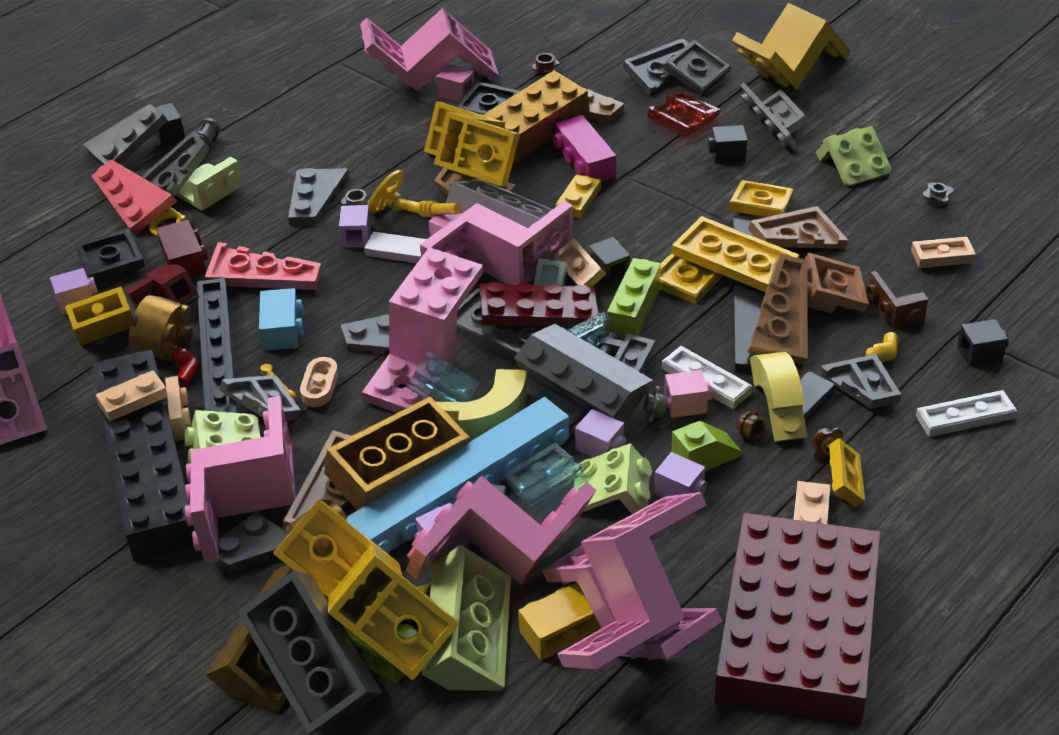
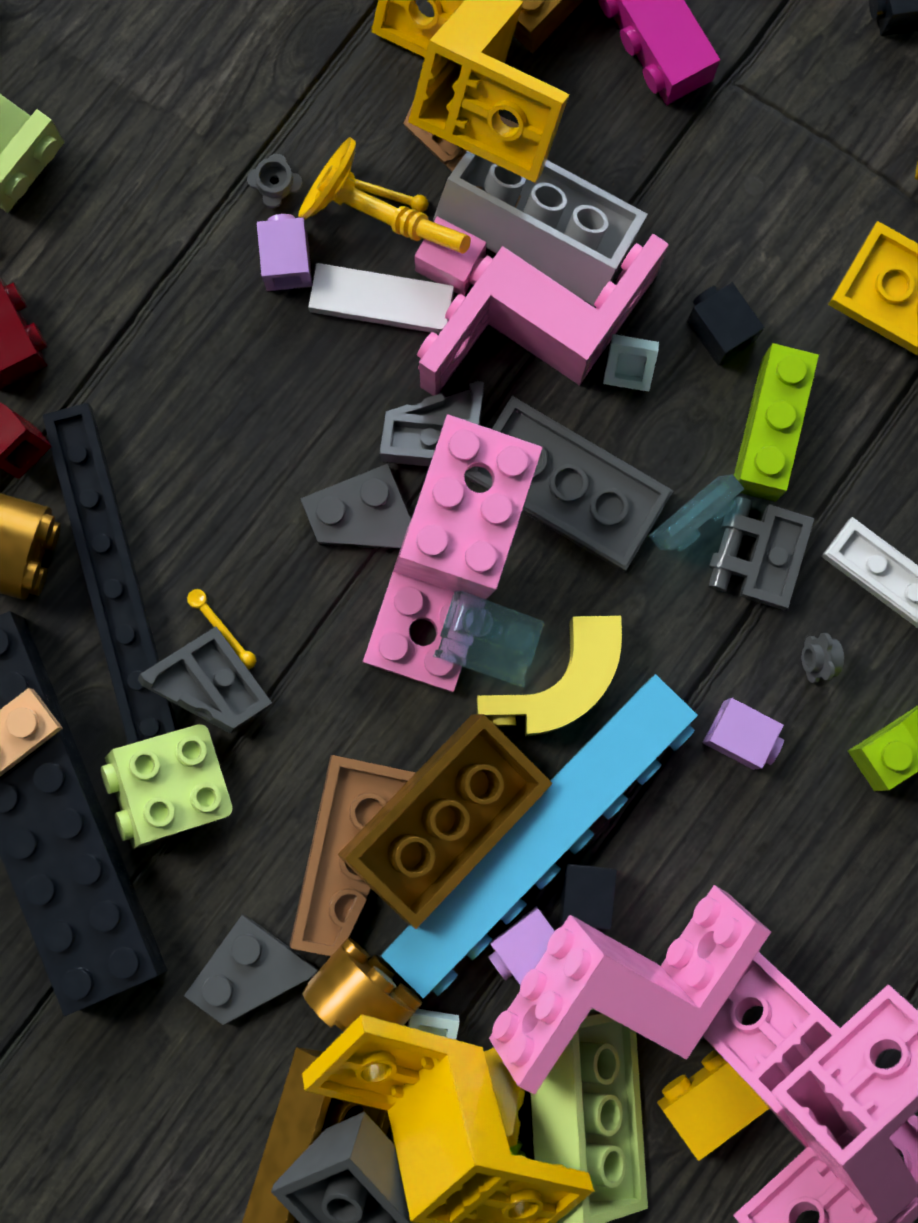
camera: 10 degrees left, 40 degrees up
(178, 415) = (81, 730): light nougat plate -> none
(187, 364) = (71, 605): red arm -> none
(239, 479) = (213, 892): bright pink bracket -> none
(262, 271) = (139, 370): coral wing -> none
(279, 319) = (199, 495): medium azure brick -> none
(312, 194) = (194, 157): wing -> none
(319, 382) = (288, 635): light nougat plate -> none
(536, 304) = (621, 442): dark red plate -> none
(543, 474) = (665, 820): clear light blue plate -> none
(580, 194) = (654, 143): yellow plate -> none
(580, 264) = (681, 340): light nougat plate -> none
(582, 373) = (713, 617): dark grey slope -> none
(617, 475) = (766, 828): yellowish green bracket -> none
(679, 477) = (870, 819): lavender brick -> none
(686, 278) = (847, 350): yellow tile -> none
(687, 393) = (871, 631): bright pink brick -> none

